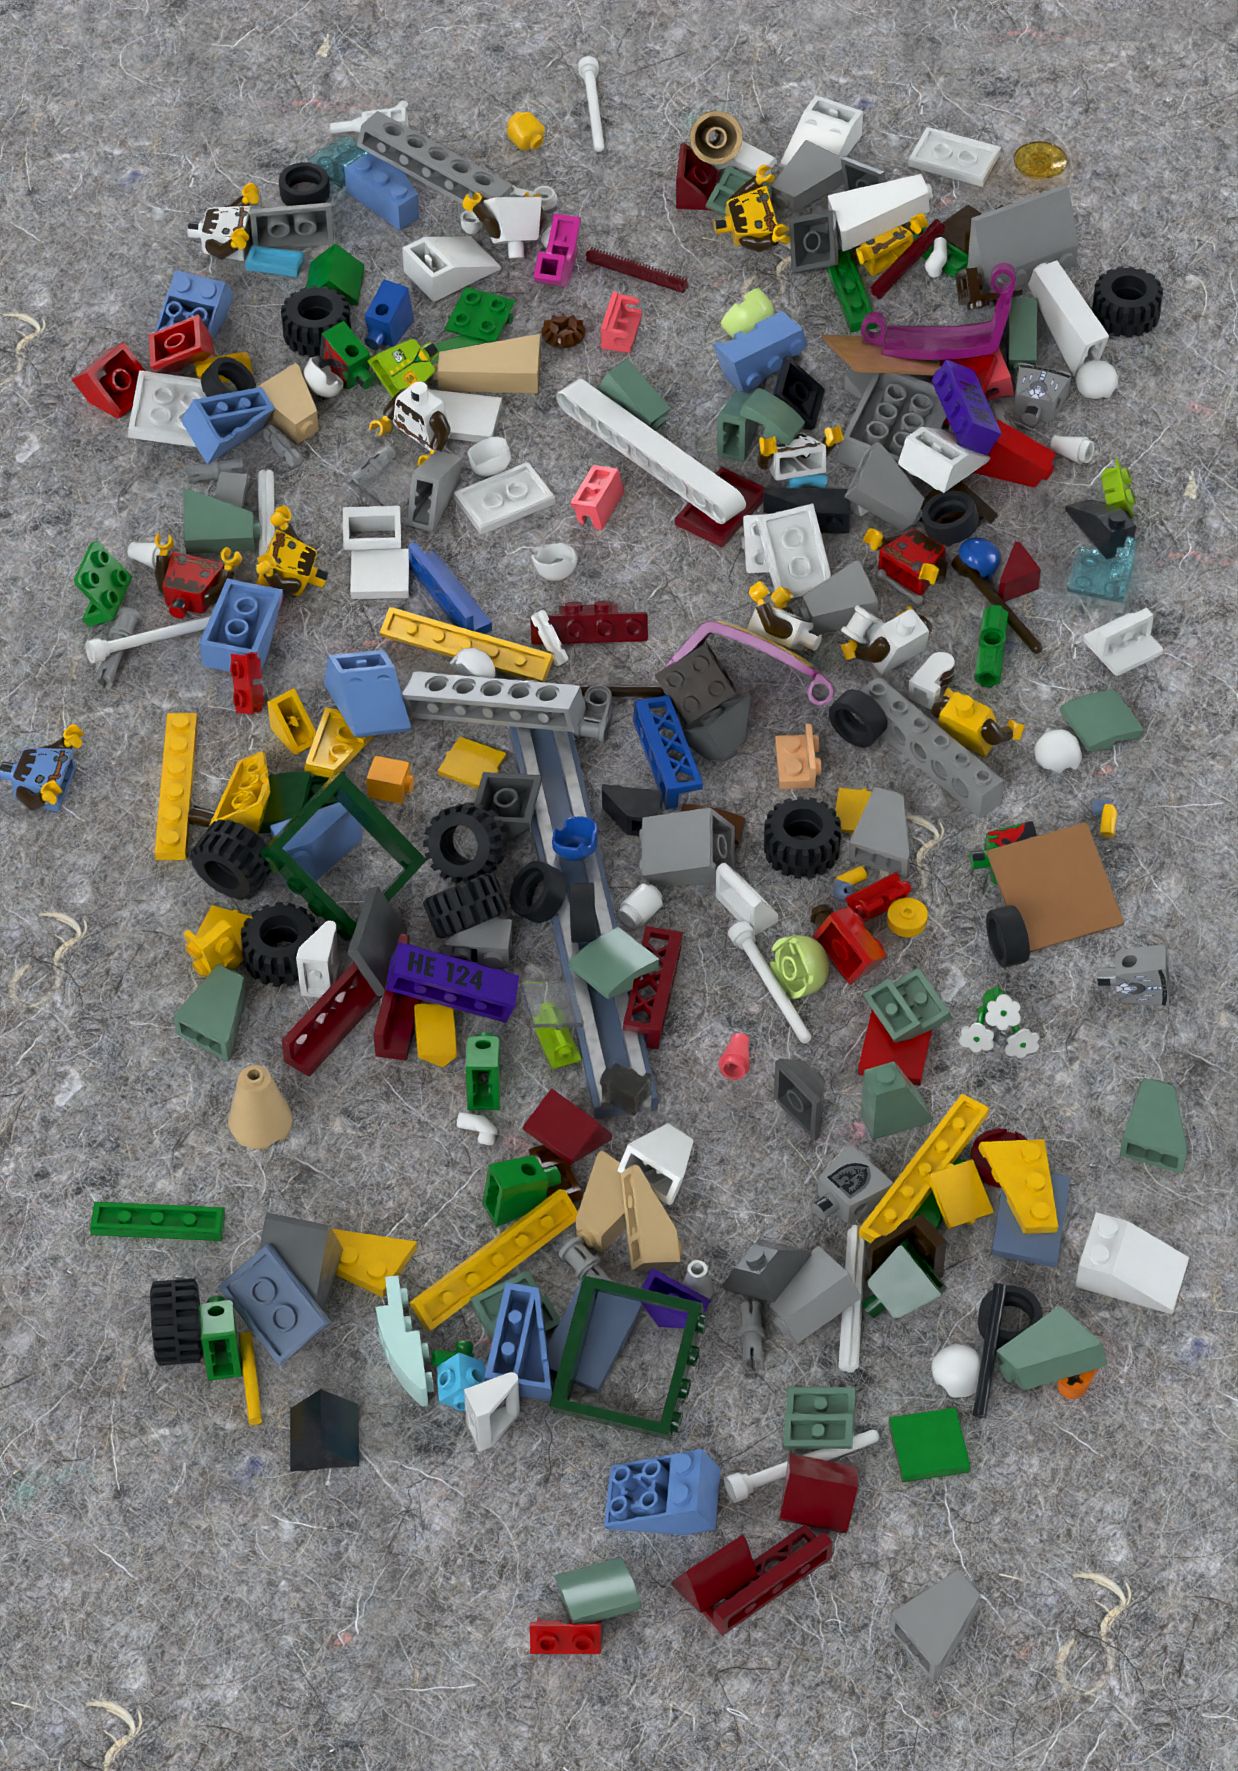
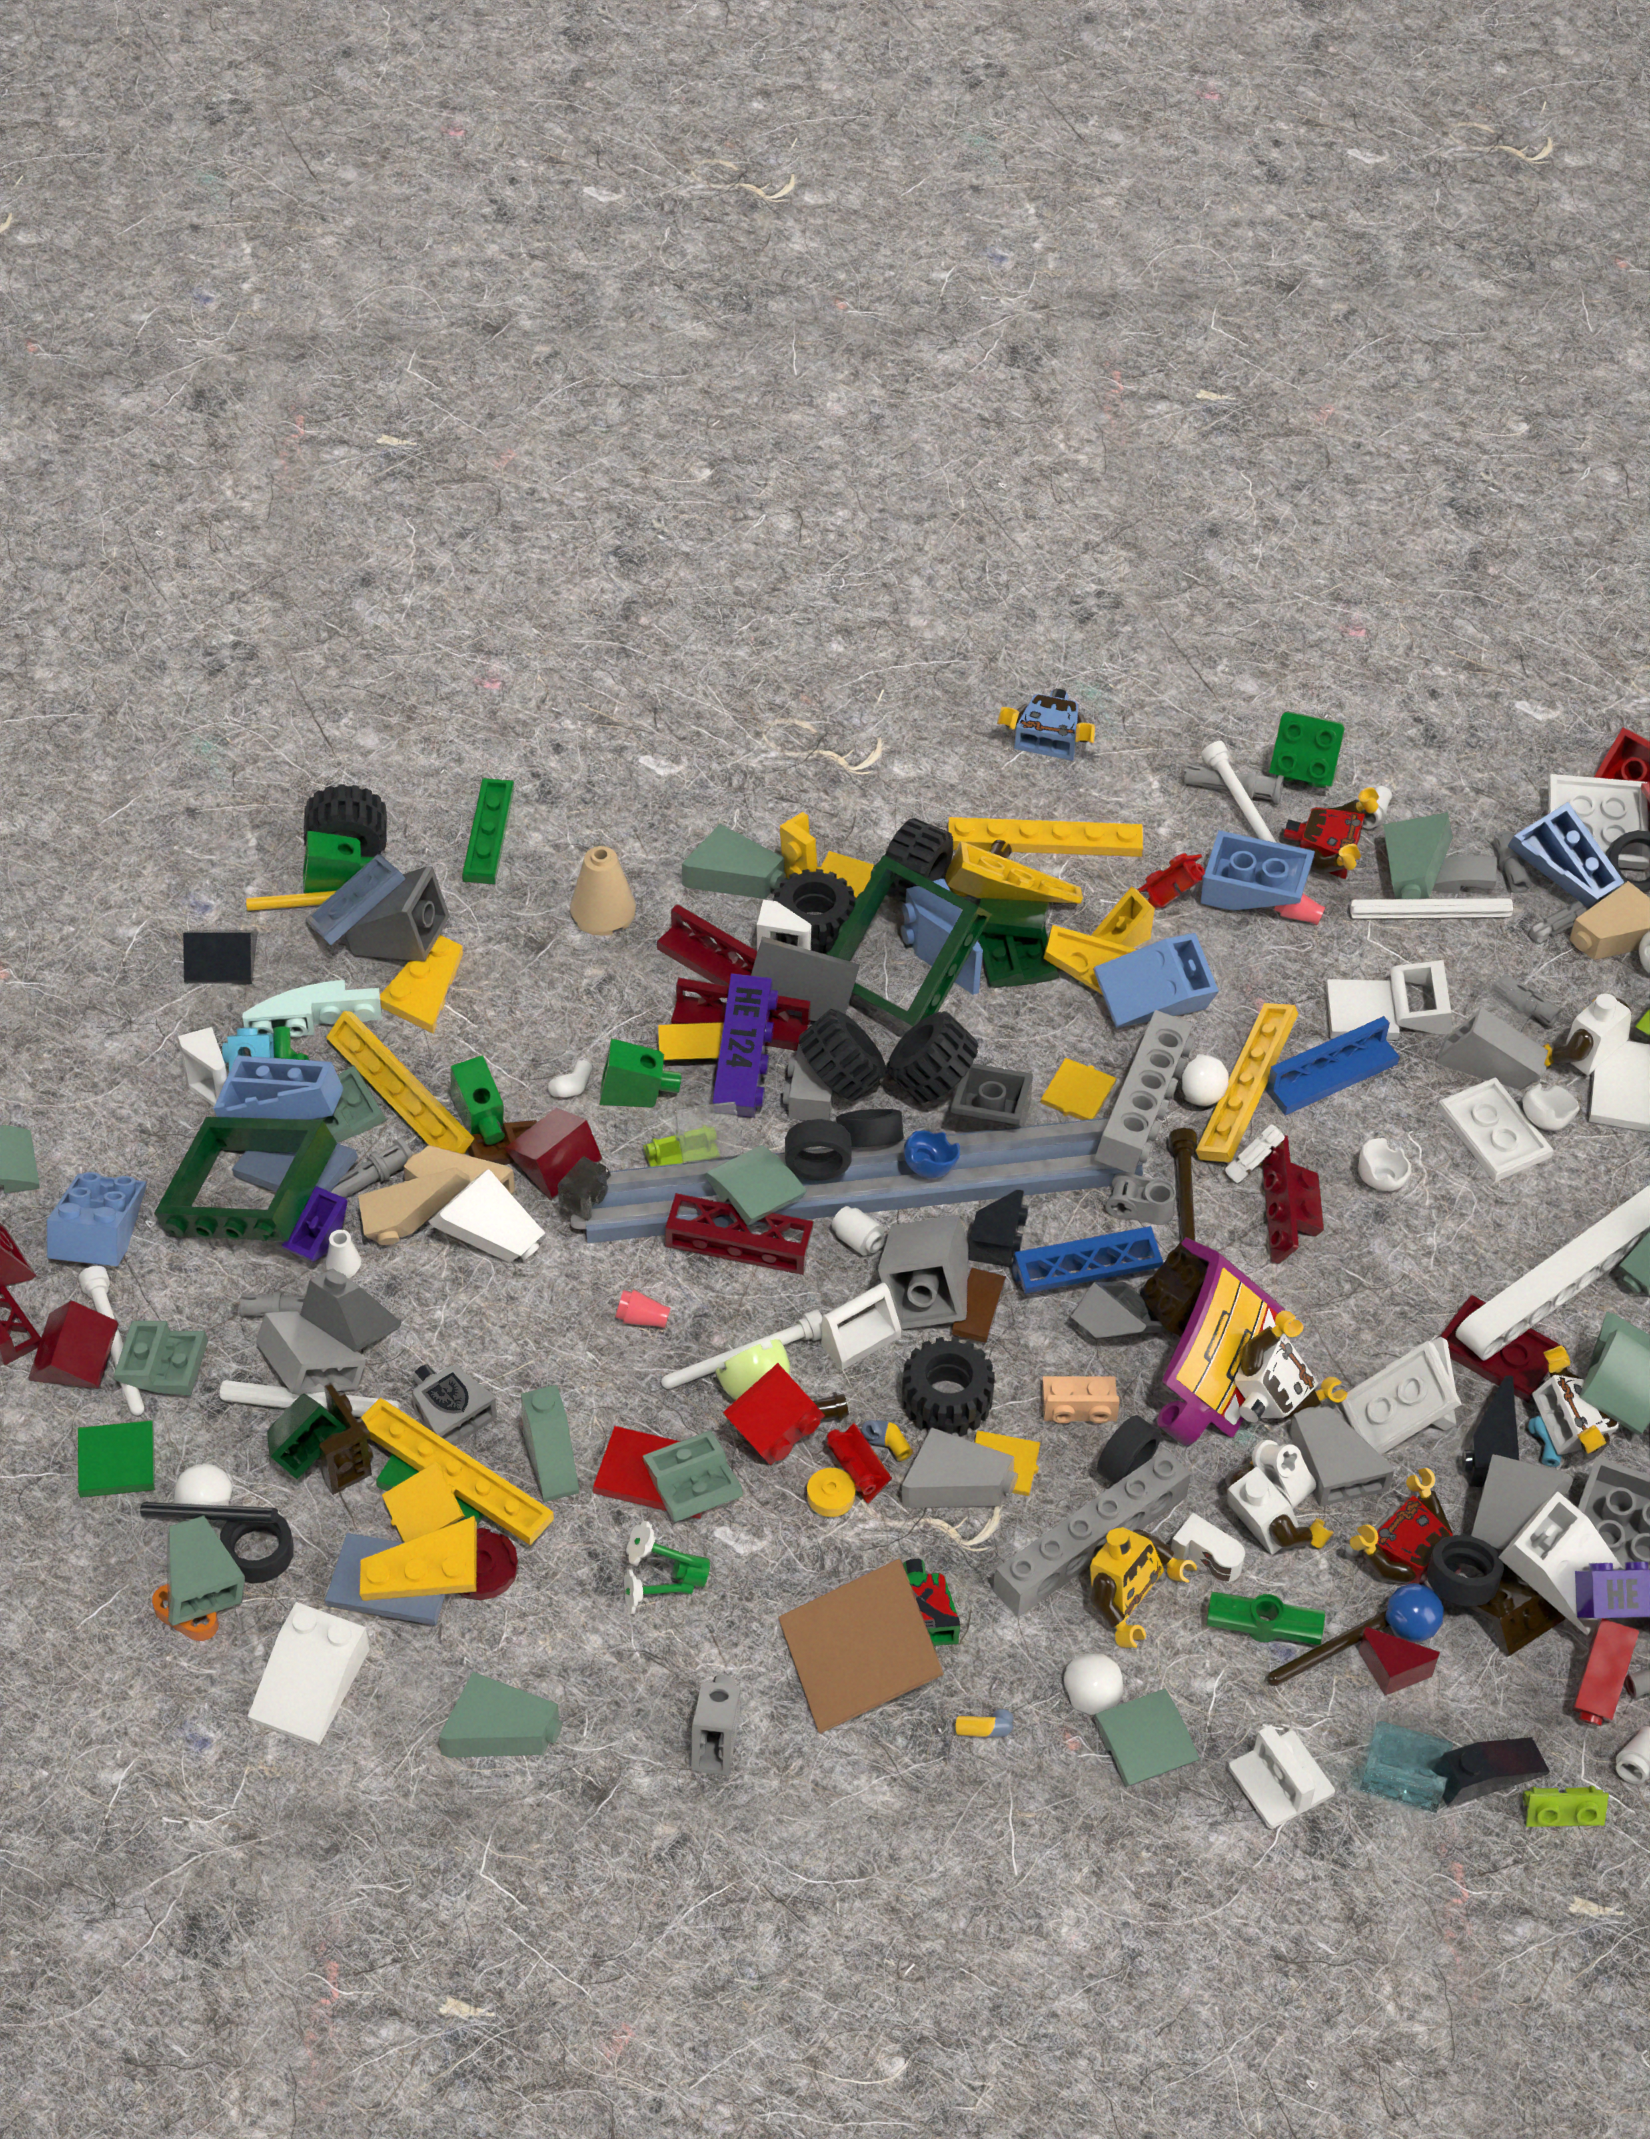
camera: 90 degrees right, 0 degrees up
(288, 559) = (1355, 913): torso -> none
(389, 779) = (1044, 1008): light orange brick -> none
(598, 495) = (1495, 1214): coral hinge -> none
(800, 1093) = (572, 1359): dark grey slope -> none
(1007, 936) = (782, 1582): black tyre -> none

